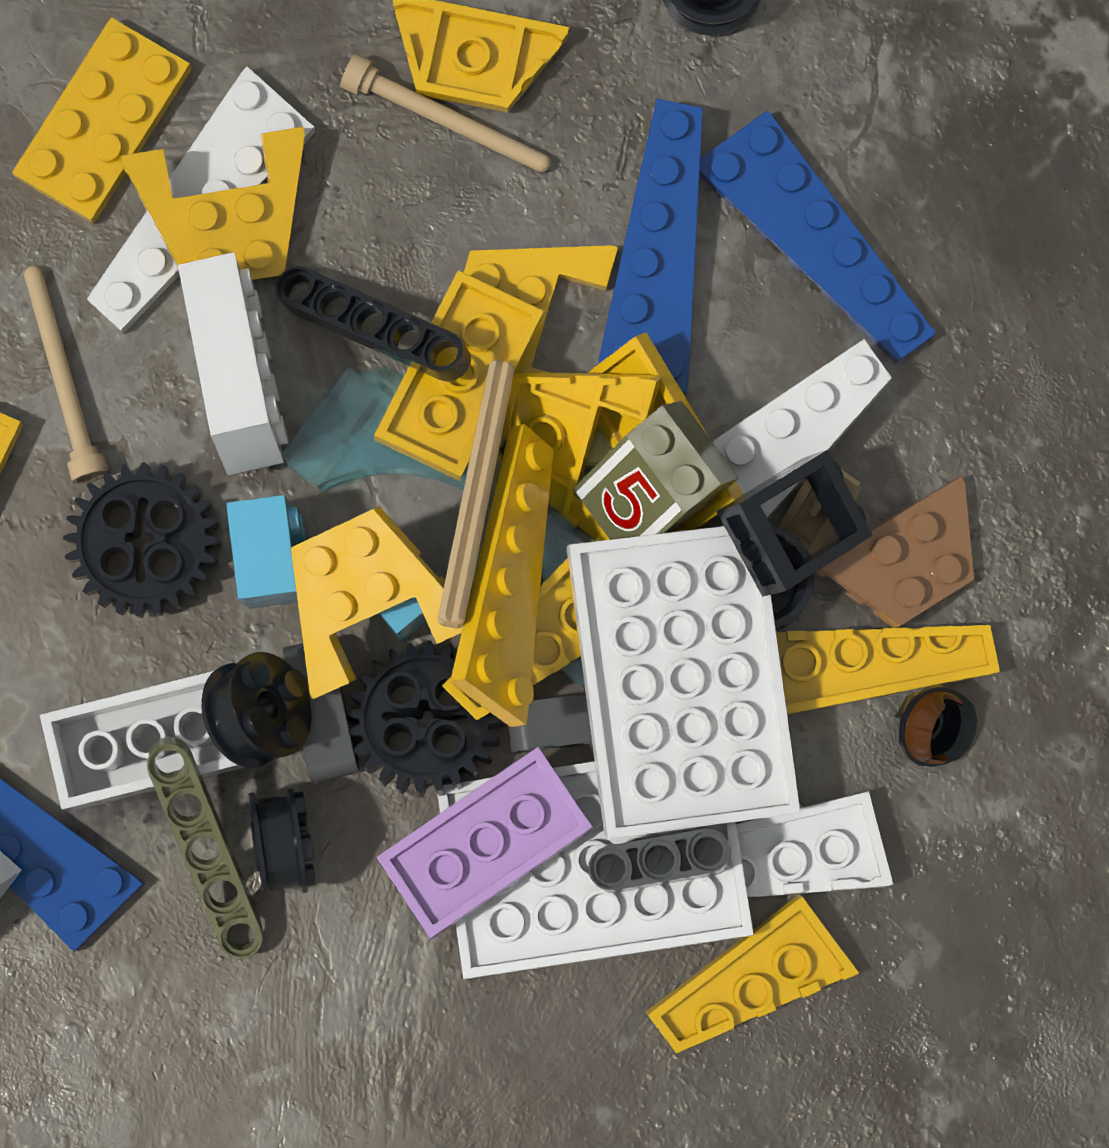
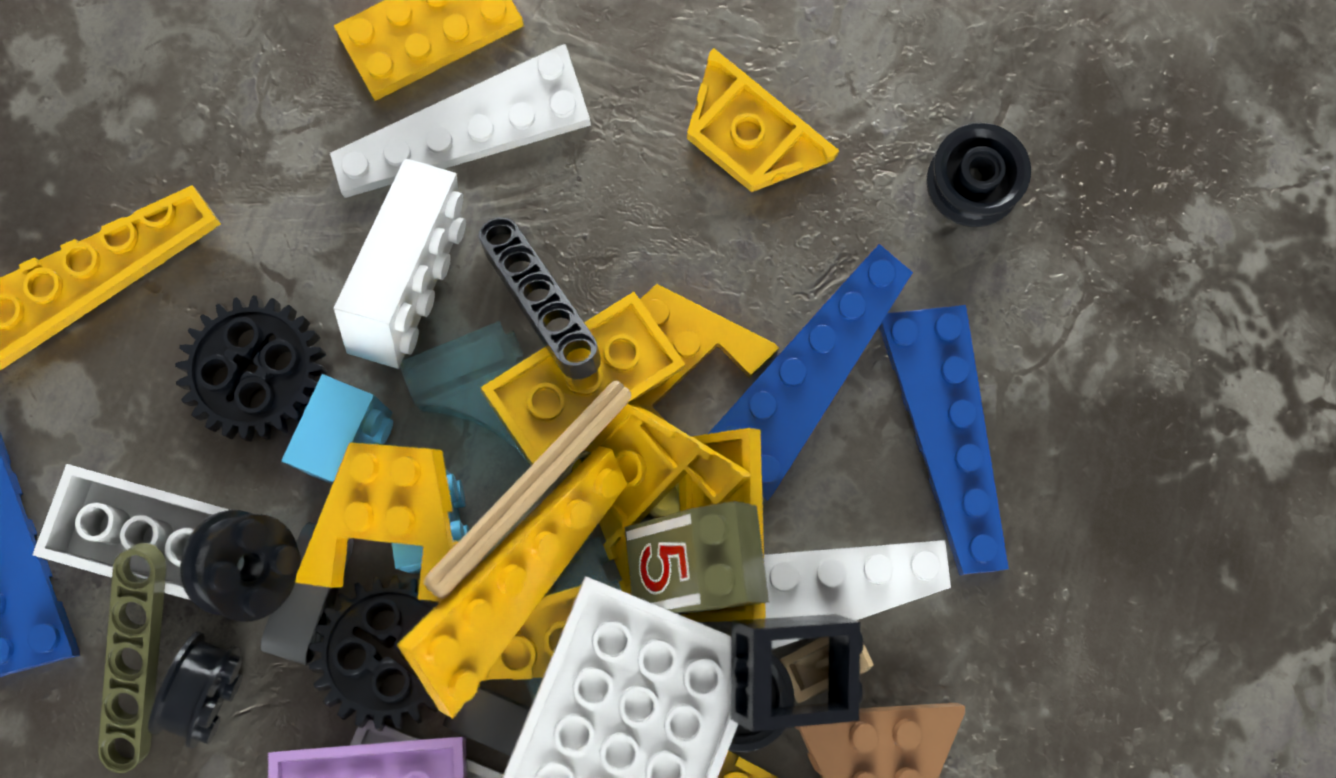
camera: 25 degrees right, 5 degrees down
(86, 461) = (249, 277): tan piece -> none
(239, 220) = (487, 161): yellow wing -> none
(364, 78) = (651, 101): tan piece -> none

